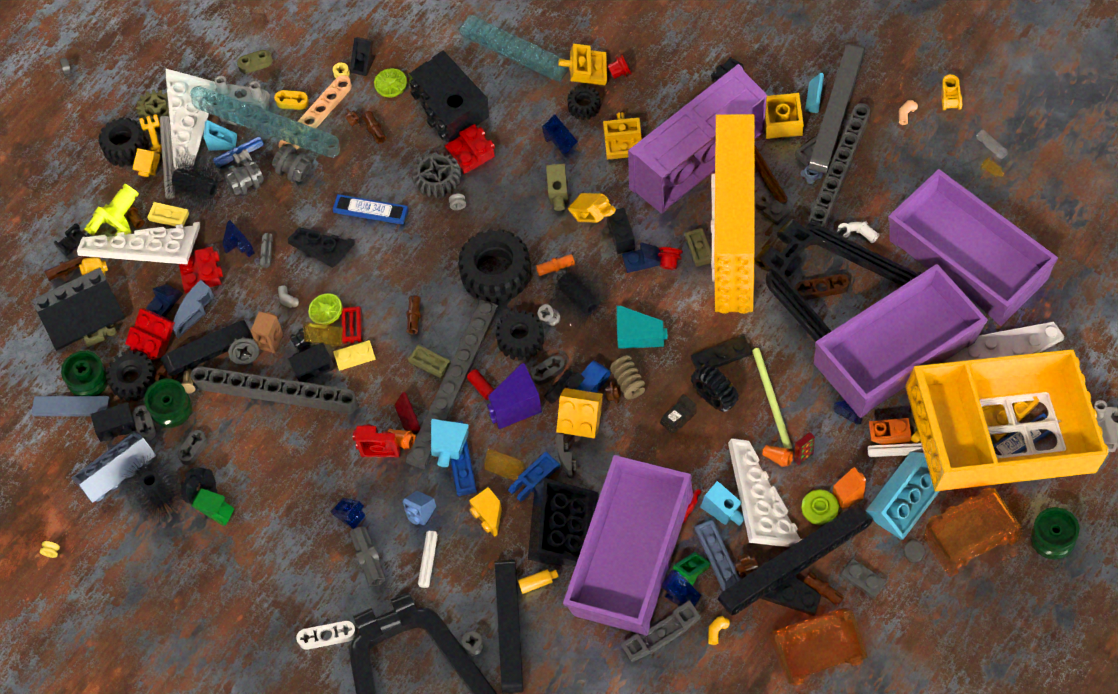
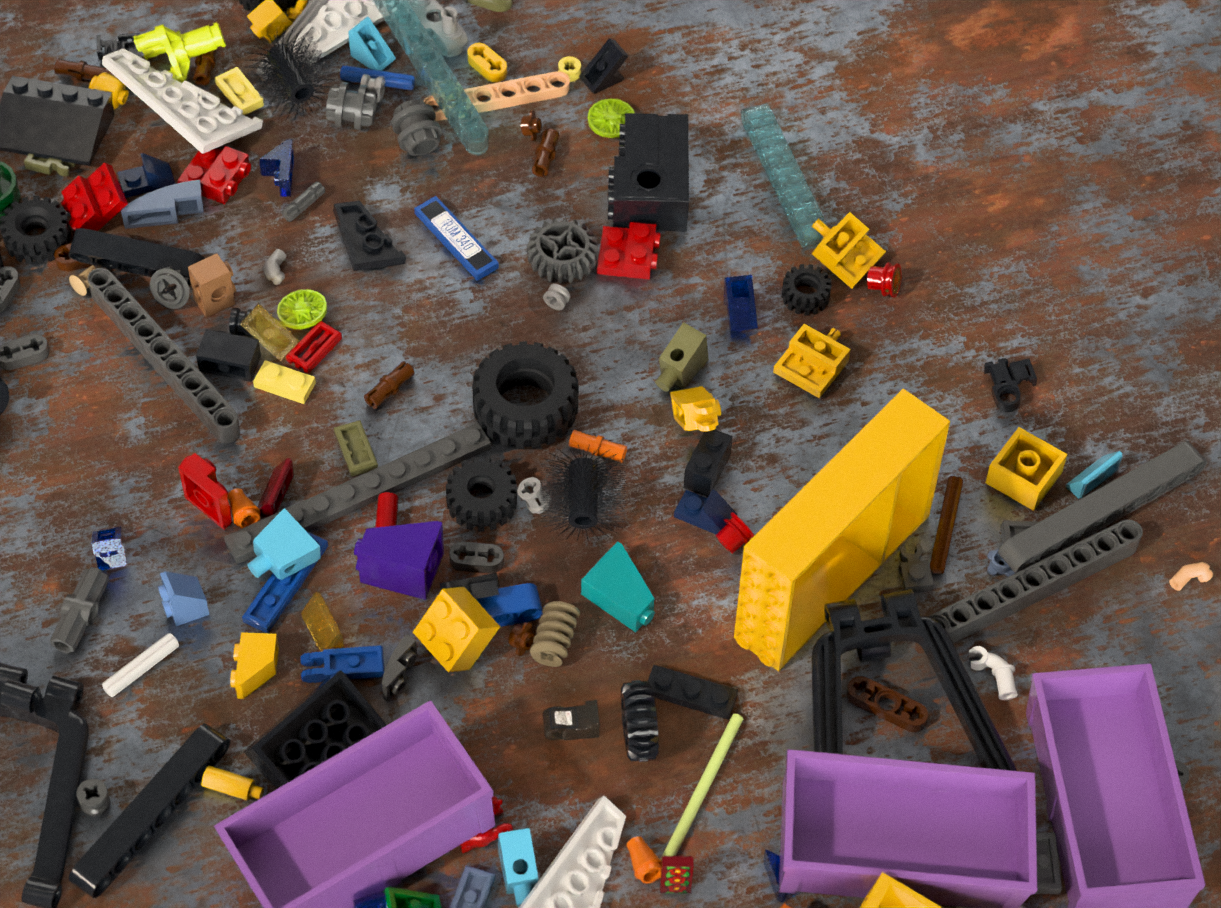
camera: 30 degrees right, 5 degrees down
(168, 403) = (40, 285): dark green wheel -> none
(683, 147) = (827, 404): medium lavender piece -> none

